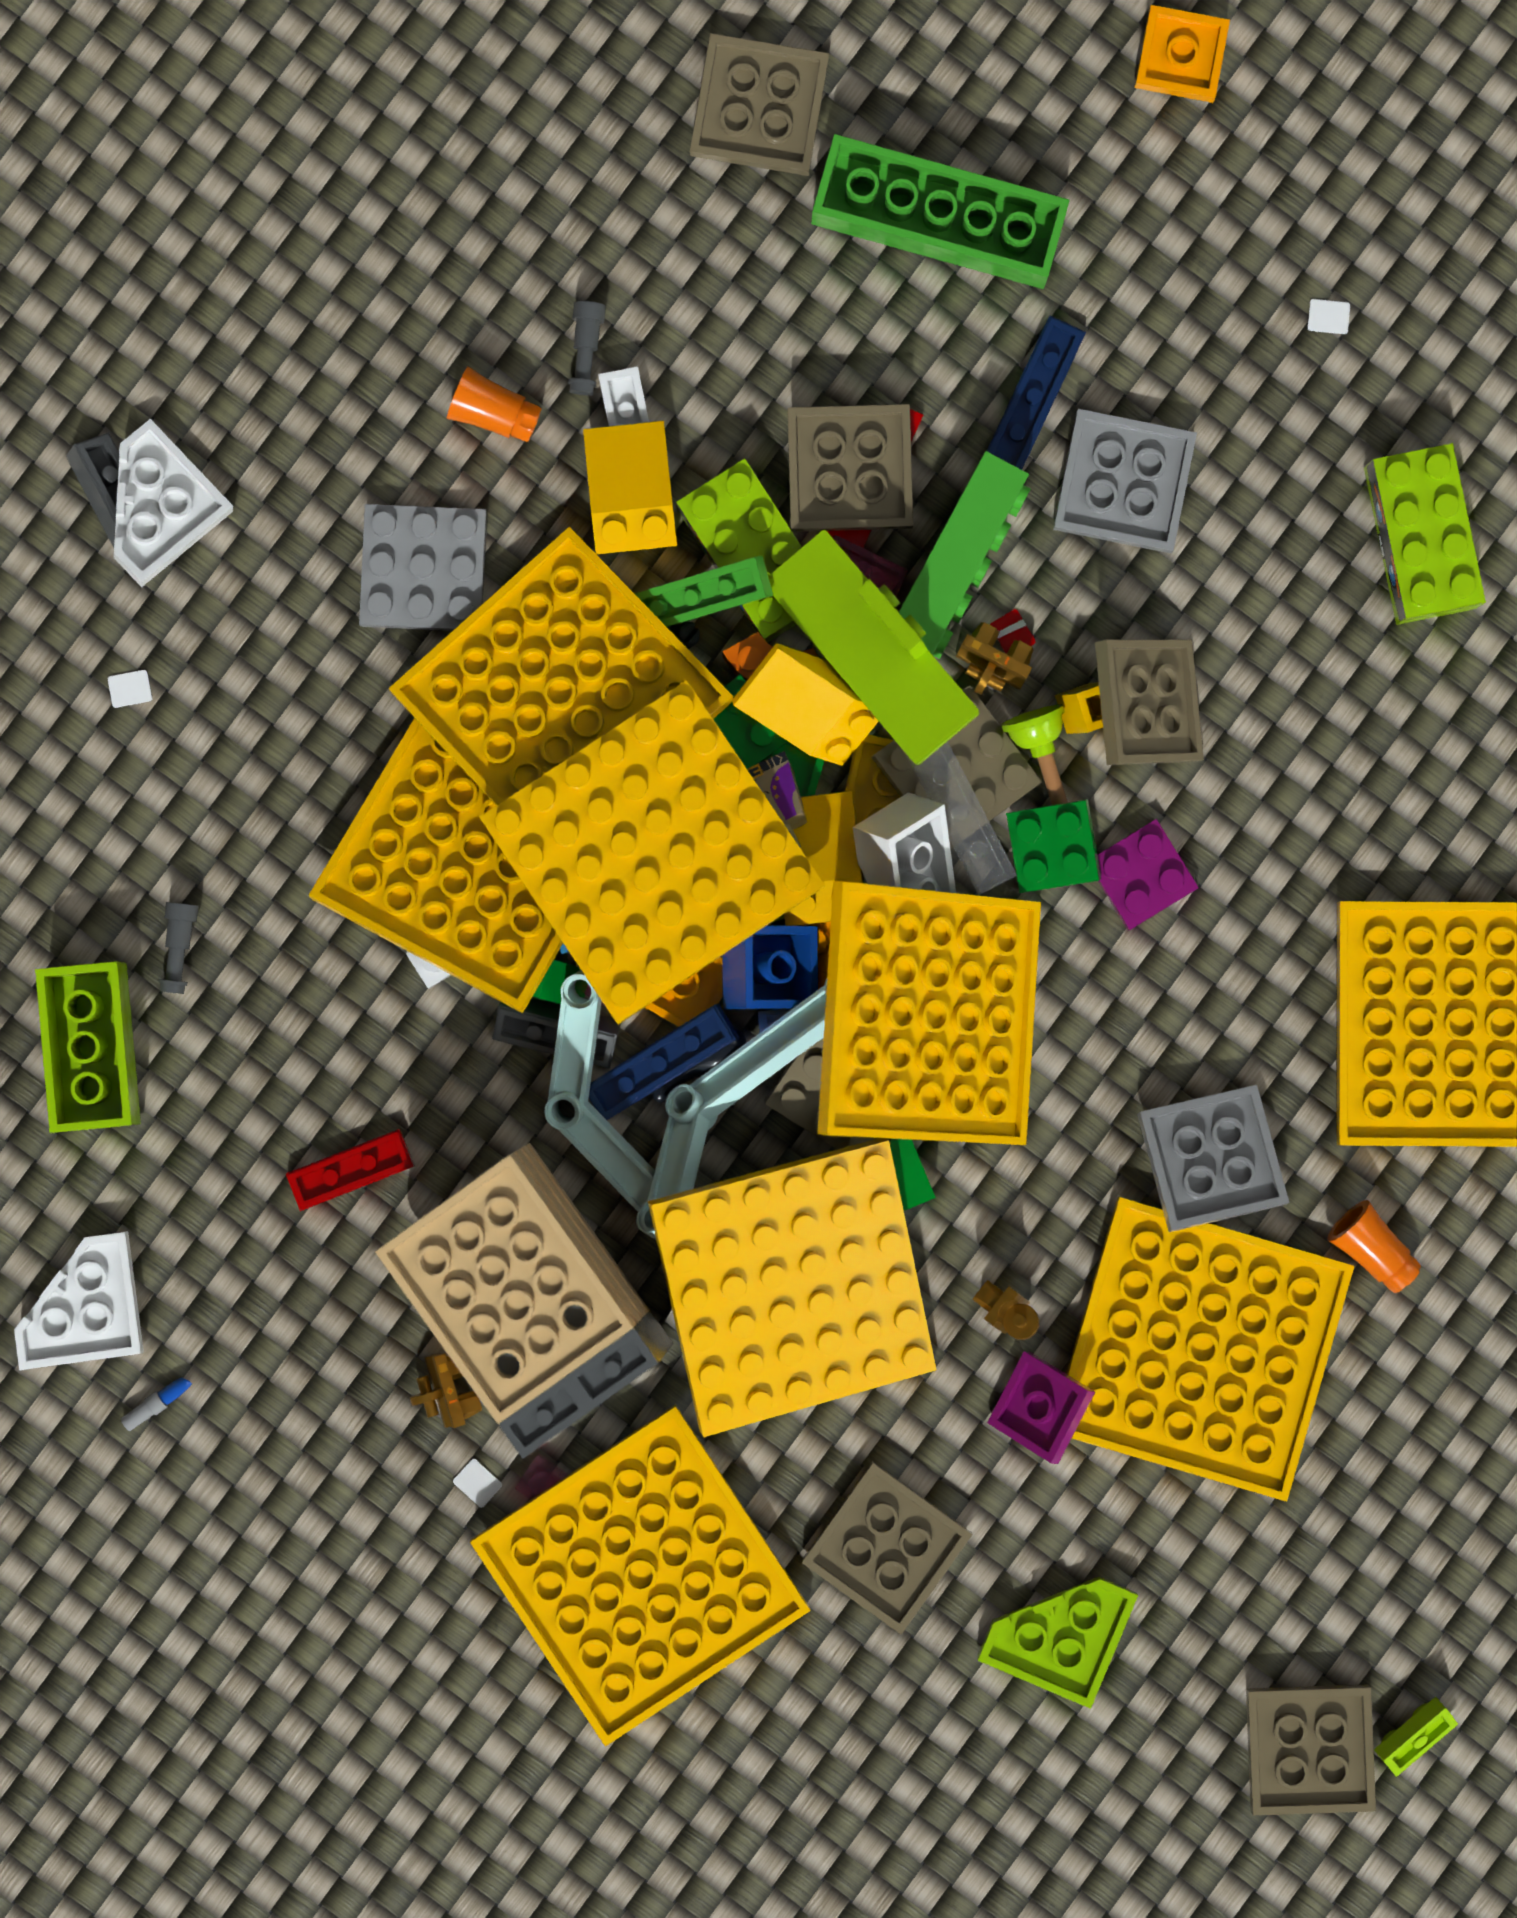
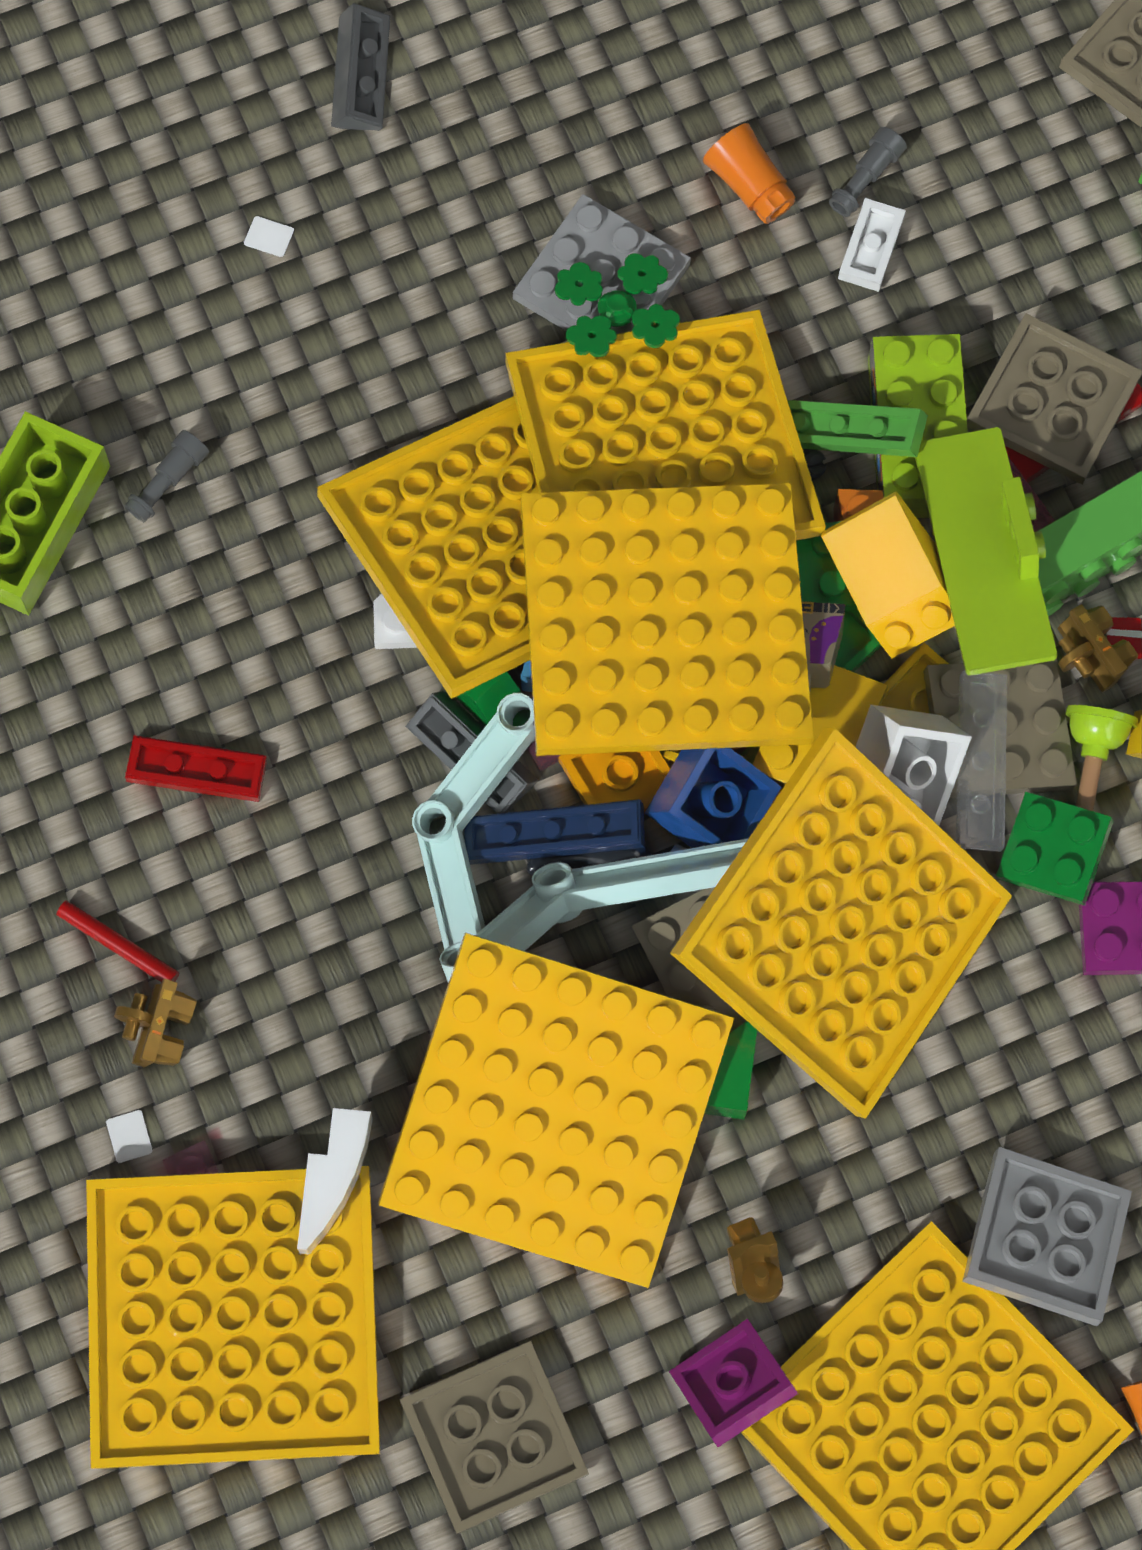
camera: 30 degrees right, 15 degrees down
(160, 503) = (398, 92): white plate -> none
(378, 1343) = (116, 942): none -> red bar
(453, 594) = (617, 307): none -> green plant
(525, 1300) = (289, 961): tan piece -> none
(629, 487) = (835, 308): yellow slope -> none
(655, 1434) = (333, 1175): none -> white slope

